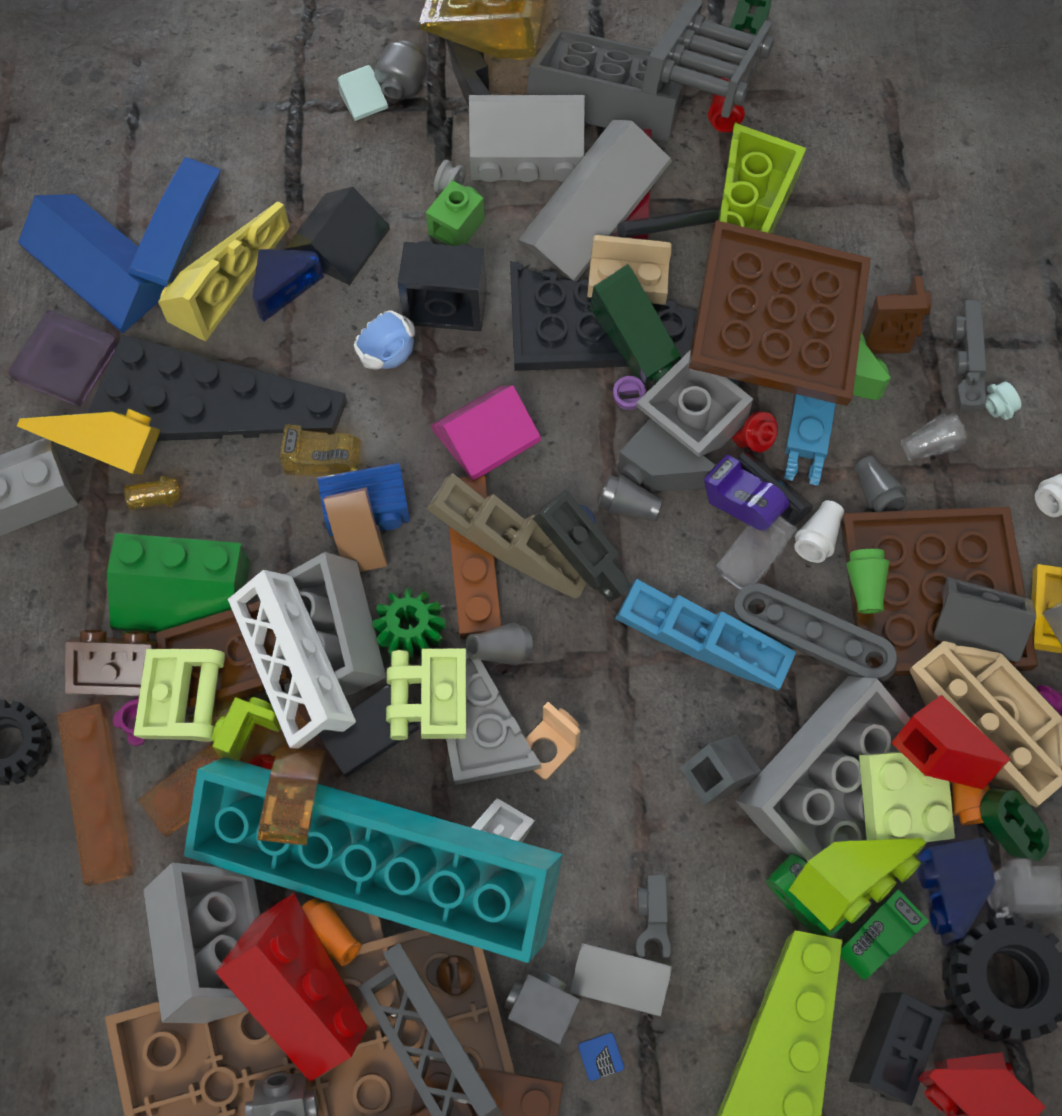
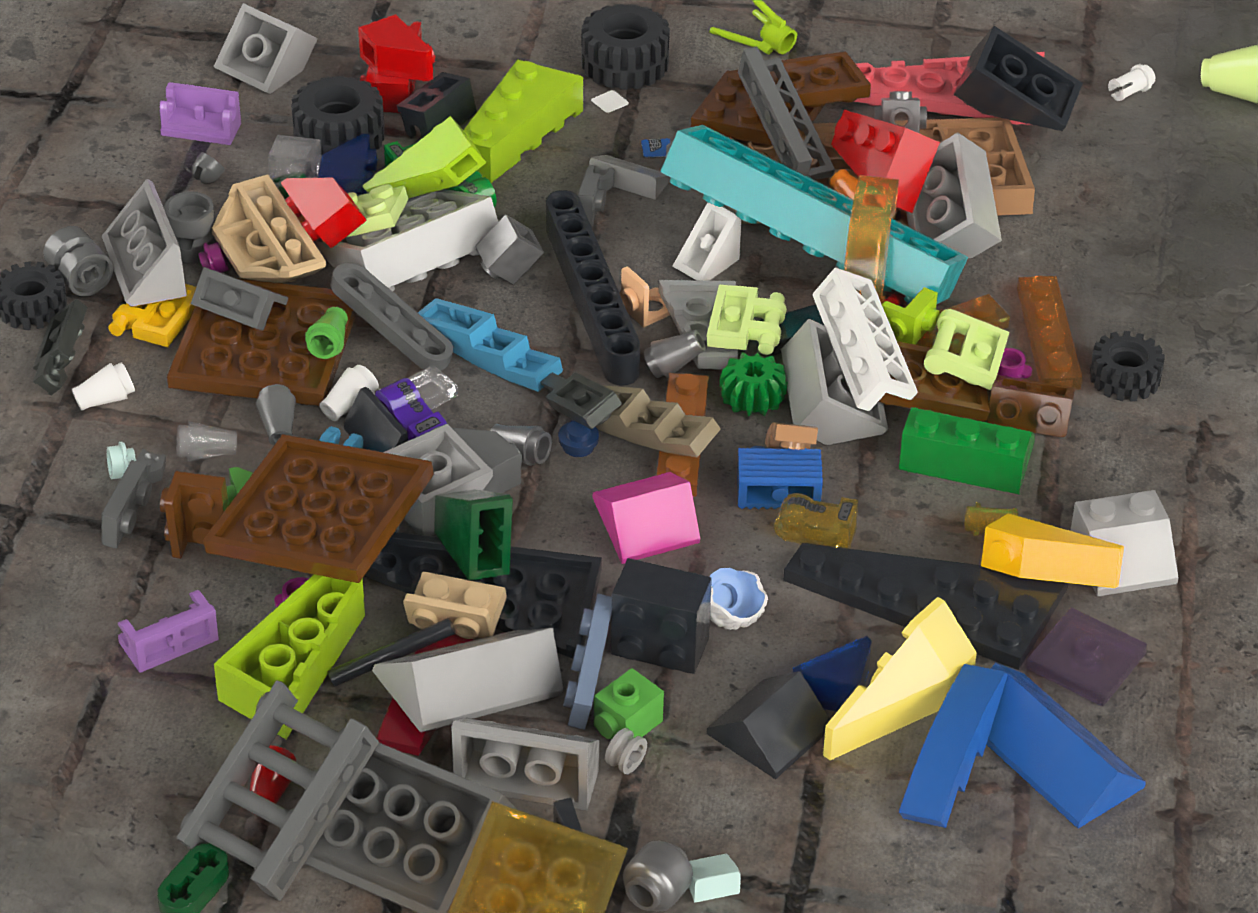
camera: 170 degrees left, 25 degrees down
(498, 243) = (587, 661): none -> sand blue plate
(621, 765) = (593, 288): none -> black beam
(870, 221) = (170, 635): none -> medium lavender hinge

